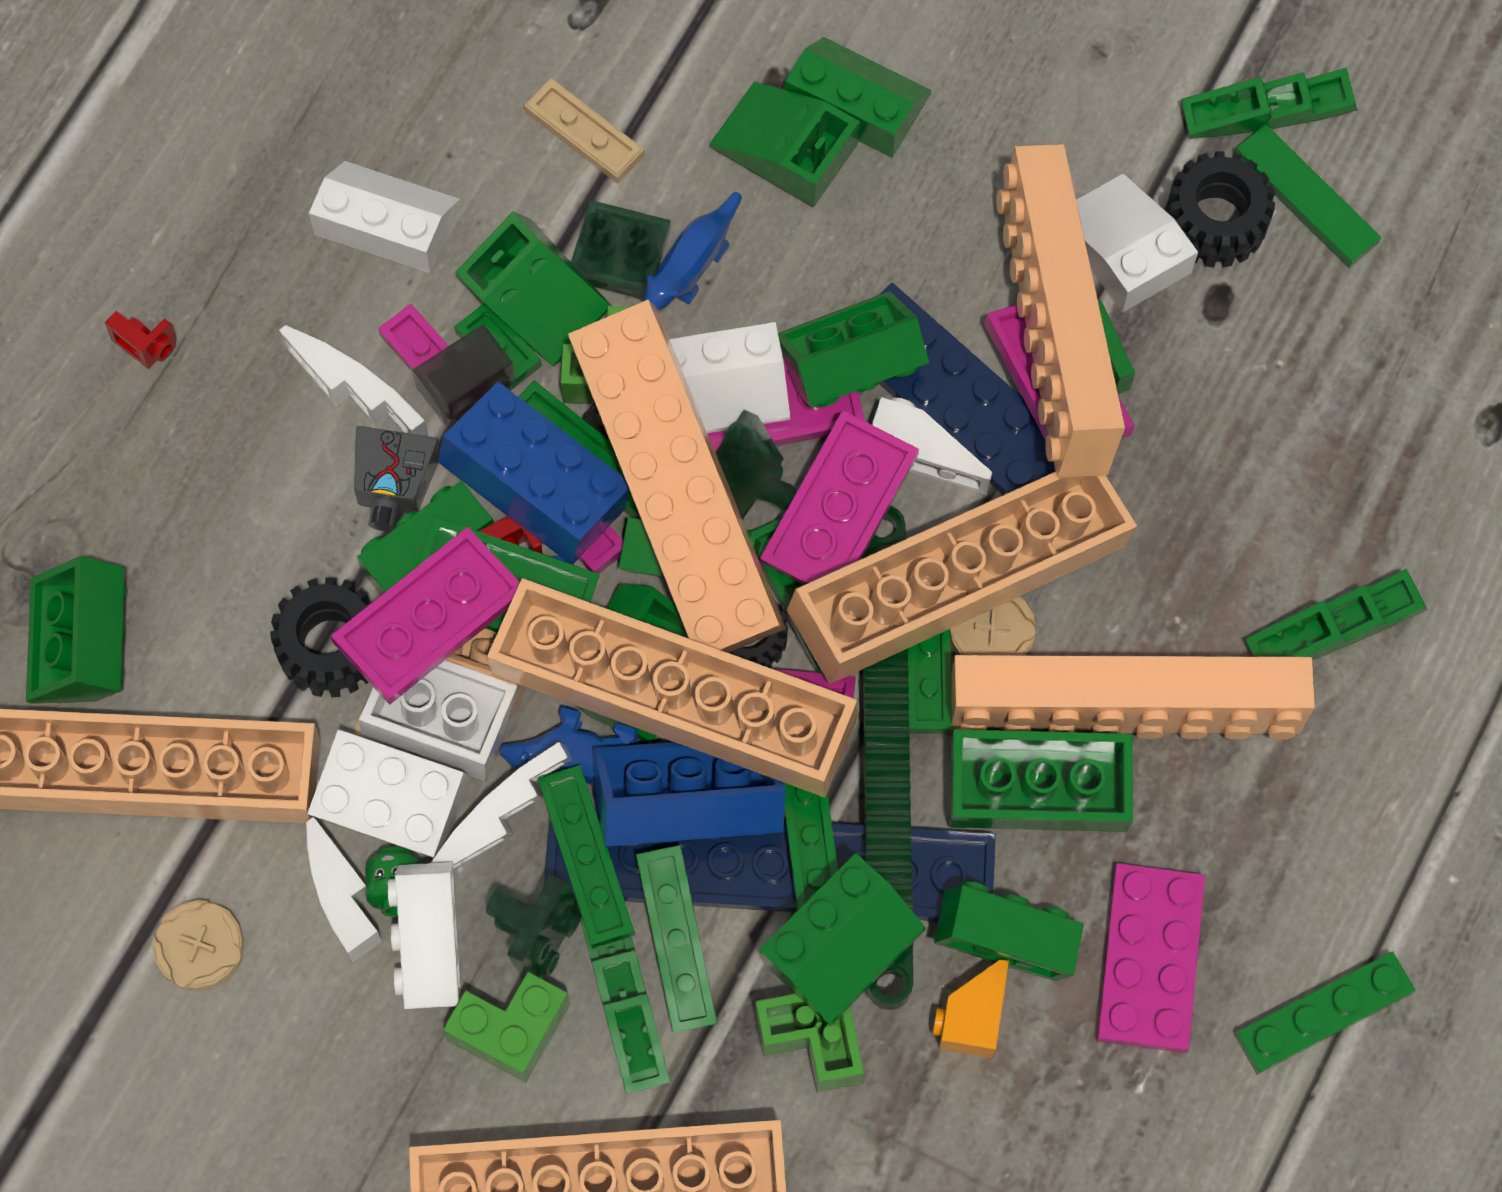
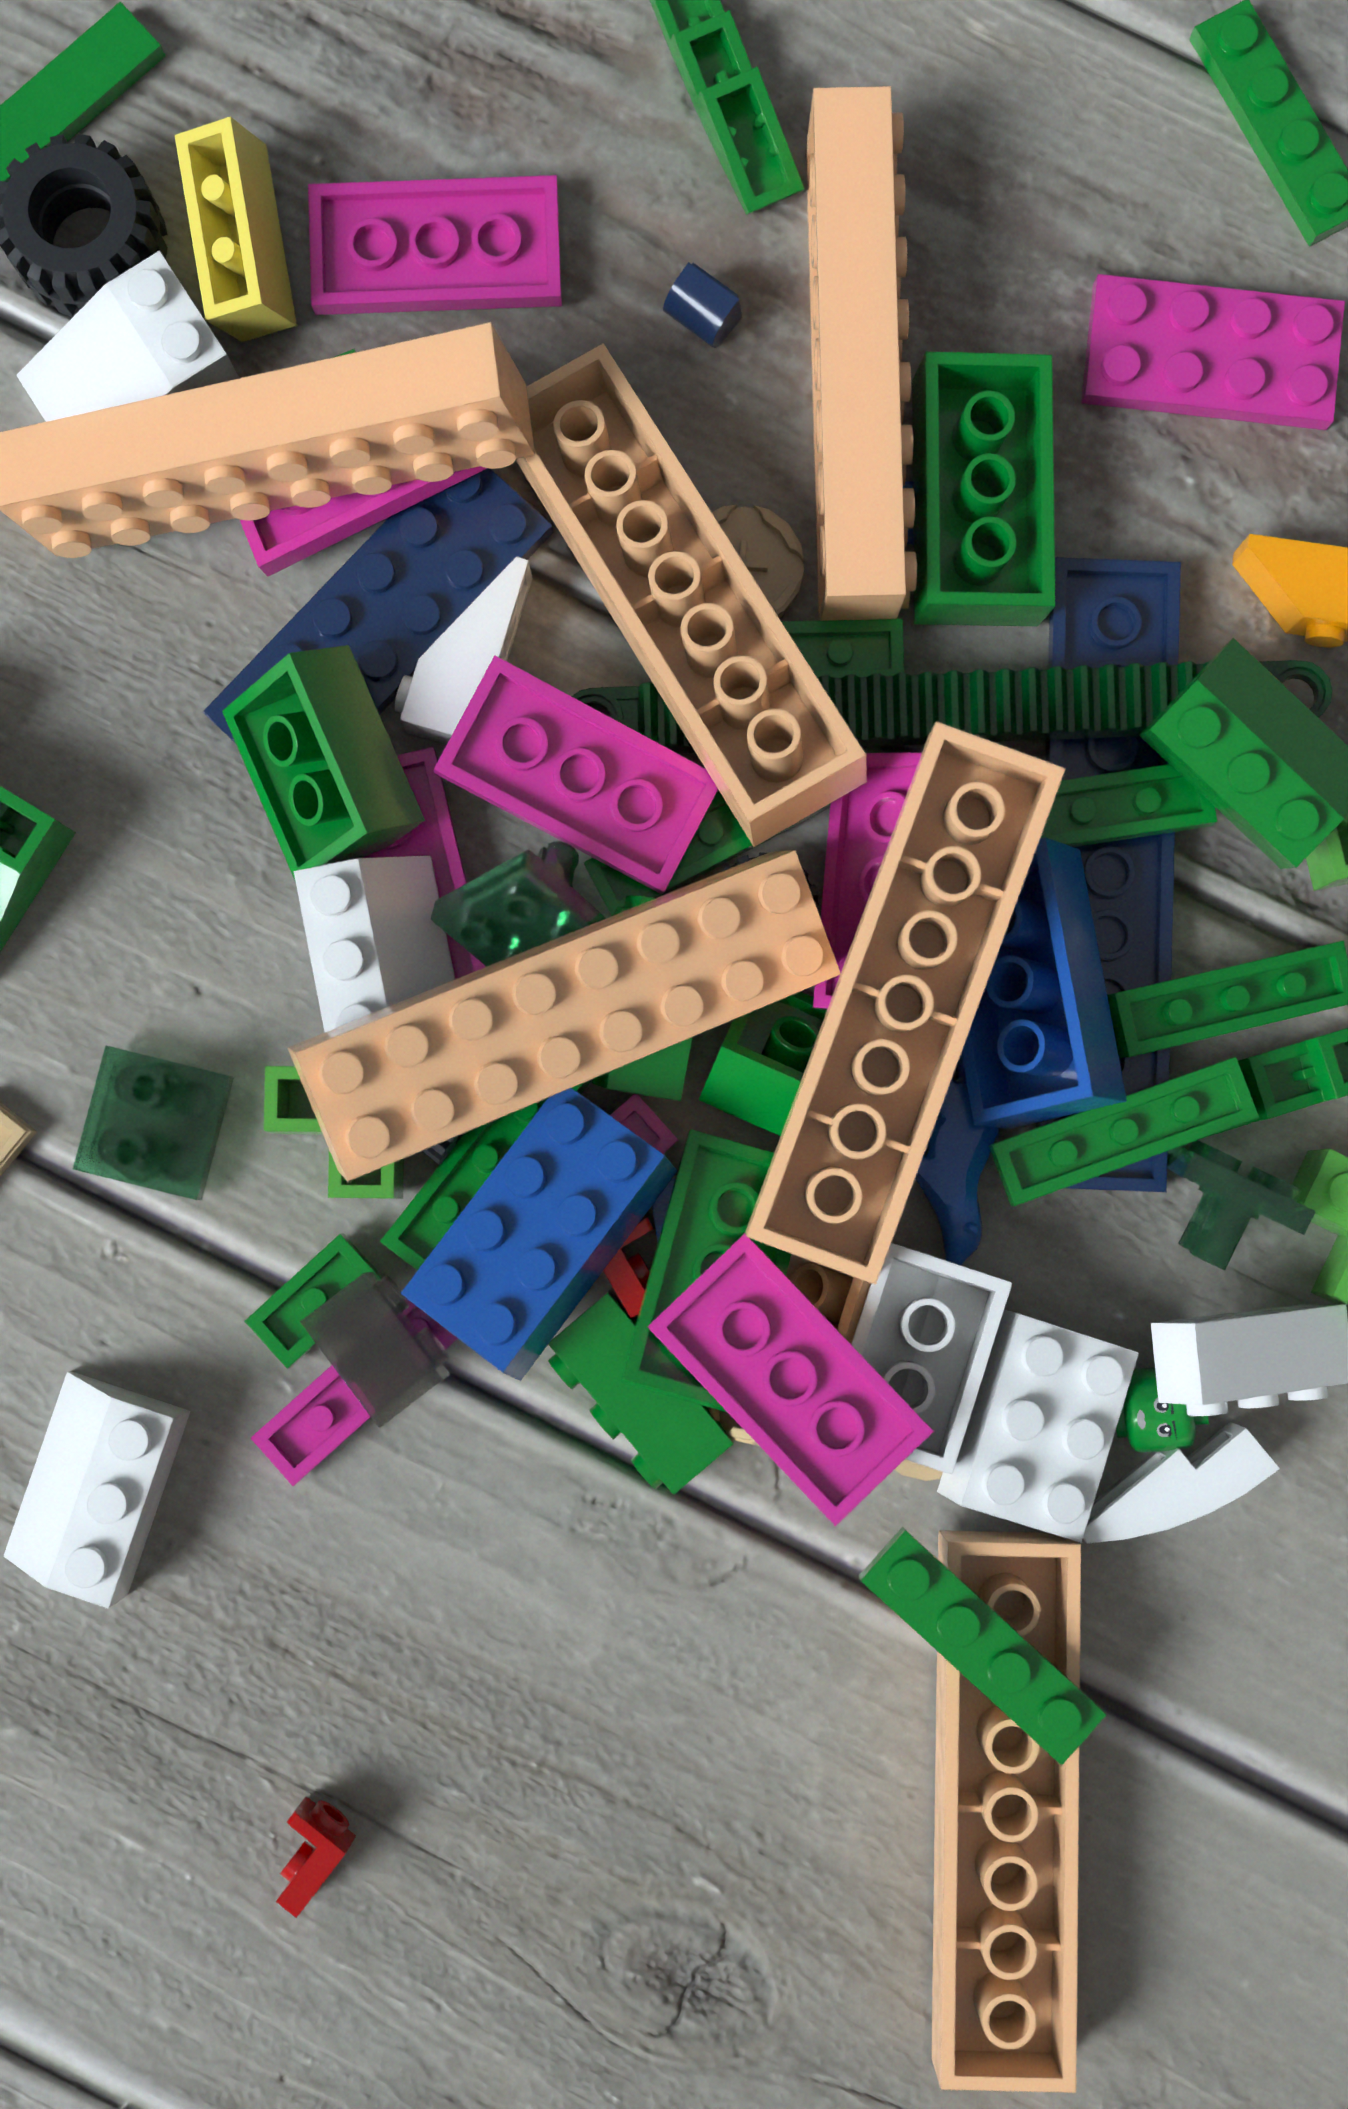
camera: 90 degrees left, 15 degrees up
(75, 632) = (796, 1911): green slope -> none
(198, 945) = (1252, 1686): tan tile -> none
(244, 739) = (982, 1646): none -> green plate
(298, 618) = (780, 1585): black tyre -> none
(344, 378) = (373, 1537): white slope -> none
(392, 472) = (528, 1450): dark grey torso -> none
(487, 822) = (1073, 1272): white slope -> none
(532, 286) = (225, 1249): green slope -> none
(691, 256) = (170, 1011): blue animal -> none
(1009, 930) = (1207, 534): green brick -> none
(1175, 605) = (703, 305): none -> dark blue brick
(1216, 433) = (434, 245): none -> dark pink plate
(1217, 303) = (235, 230): none -> light yellow brick

